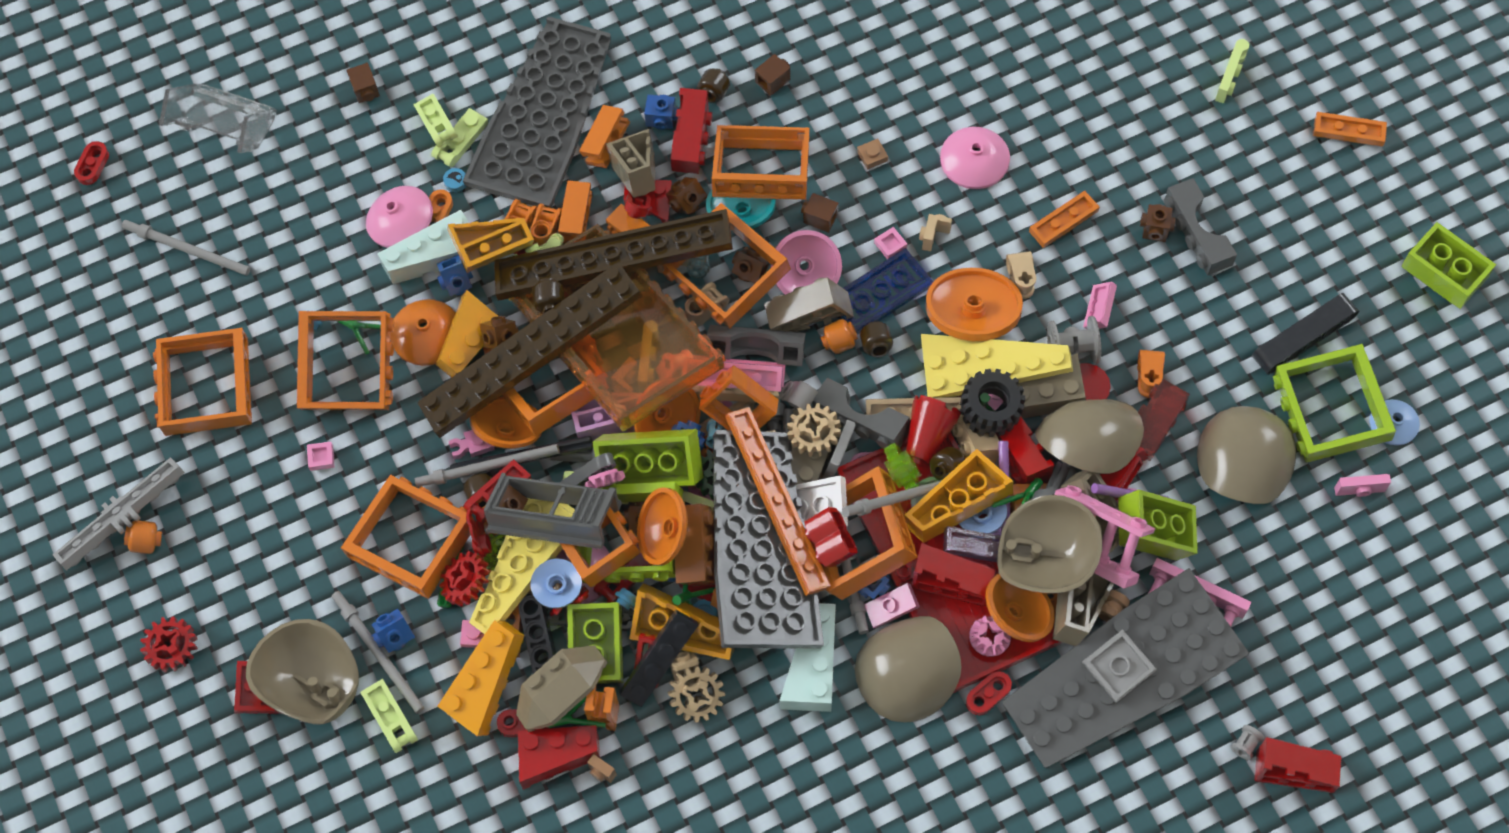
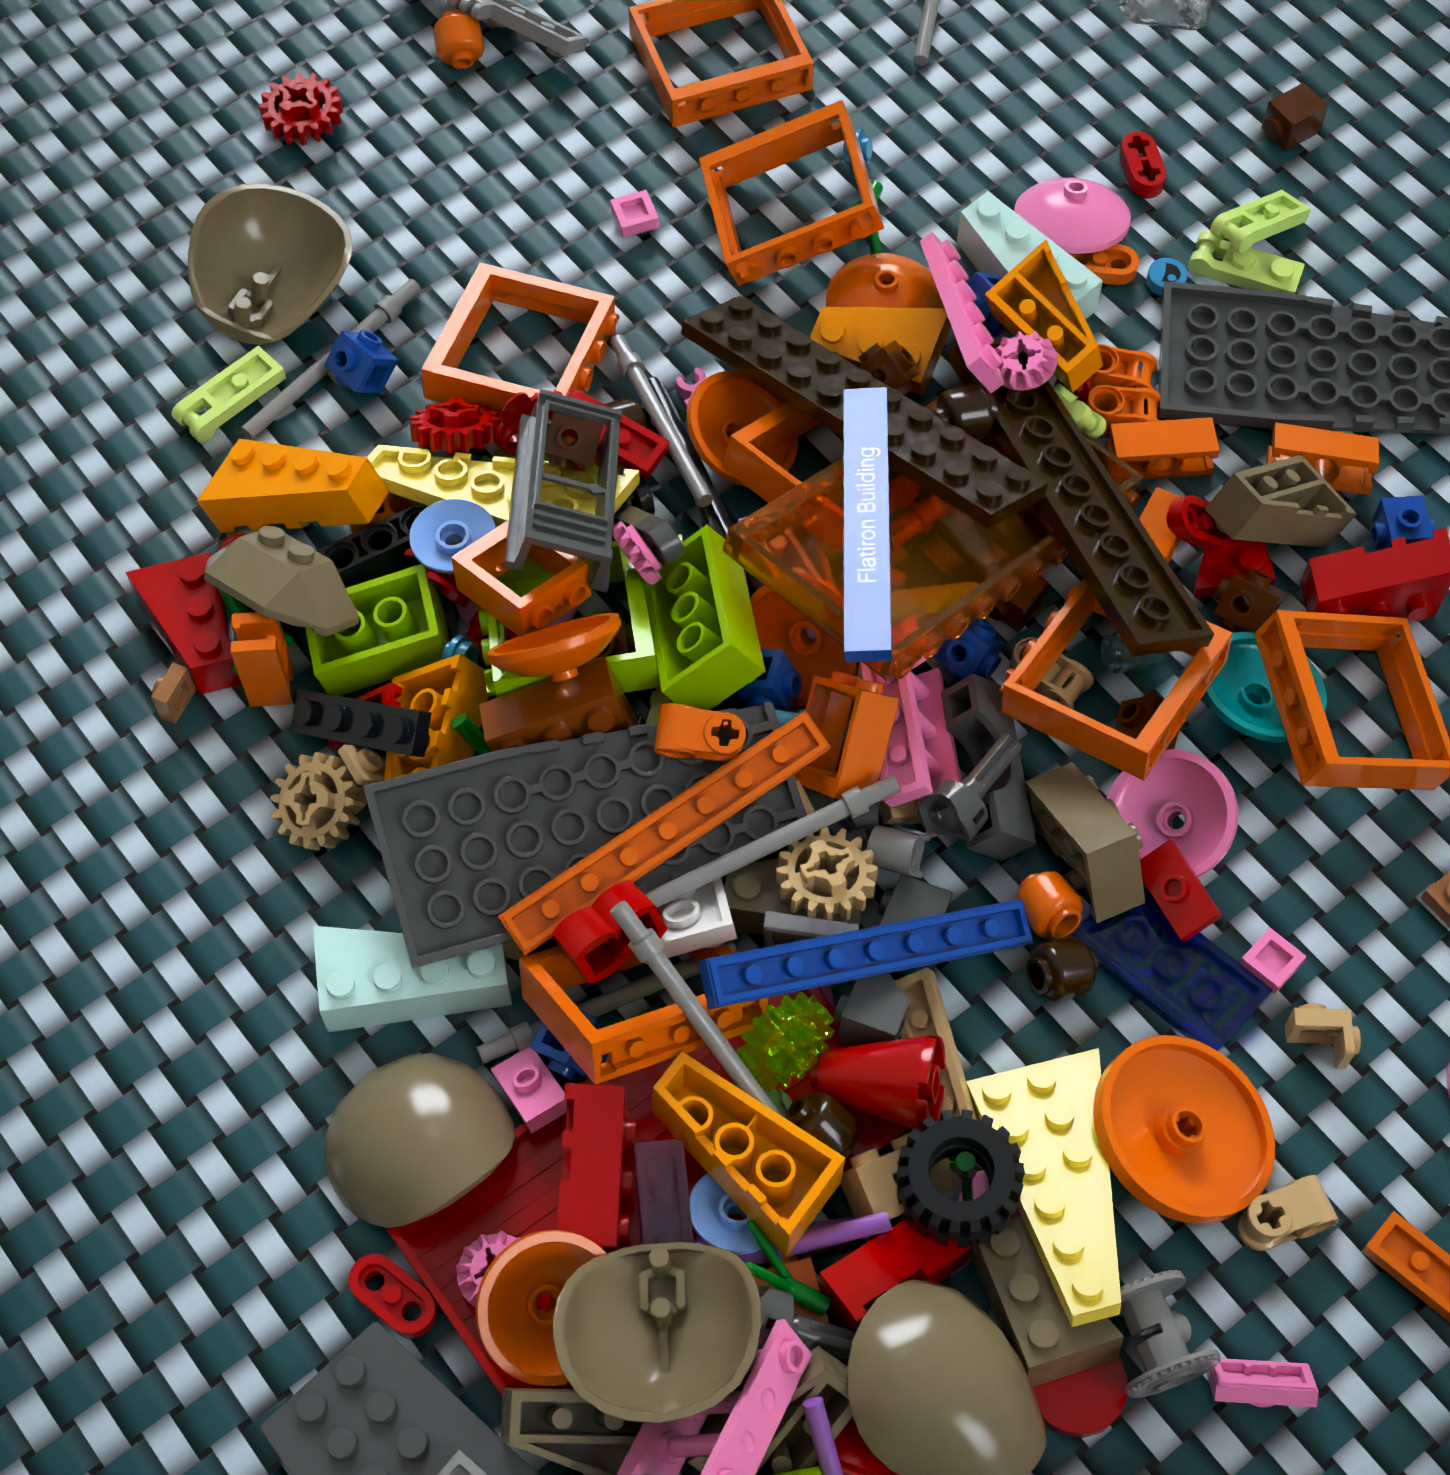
camera: 75 degrees right, 5 degrees down
(369, 171) = (1135, 166): none -> red beam
(479, 281) = (962, 312): none -> bright pink plate
(526, 266) = (1040, 365): none -> bright pink gear
(630, 351) = (866, 527): none -> tile
(732, 467) = (692, 733): none -> orange piece
(782, 405) = (852, 804): none -> light grey bar
(787, 357) = (959, 806): none -> dark grey piece
(820, 212) = (1294, 826): reddish brown brick -> none
(849, 272) = (1178, 891): none -> red plate
(864, 420) = (863, 953): none -> blue tile

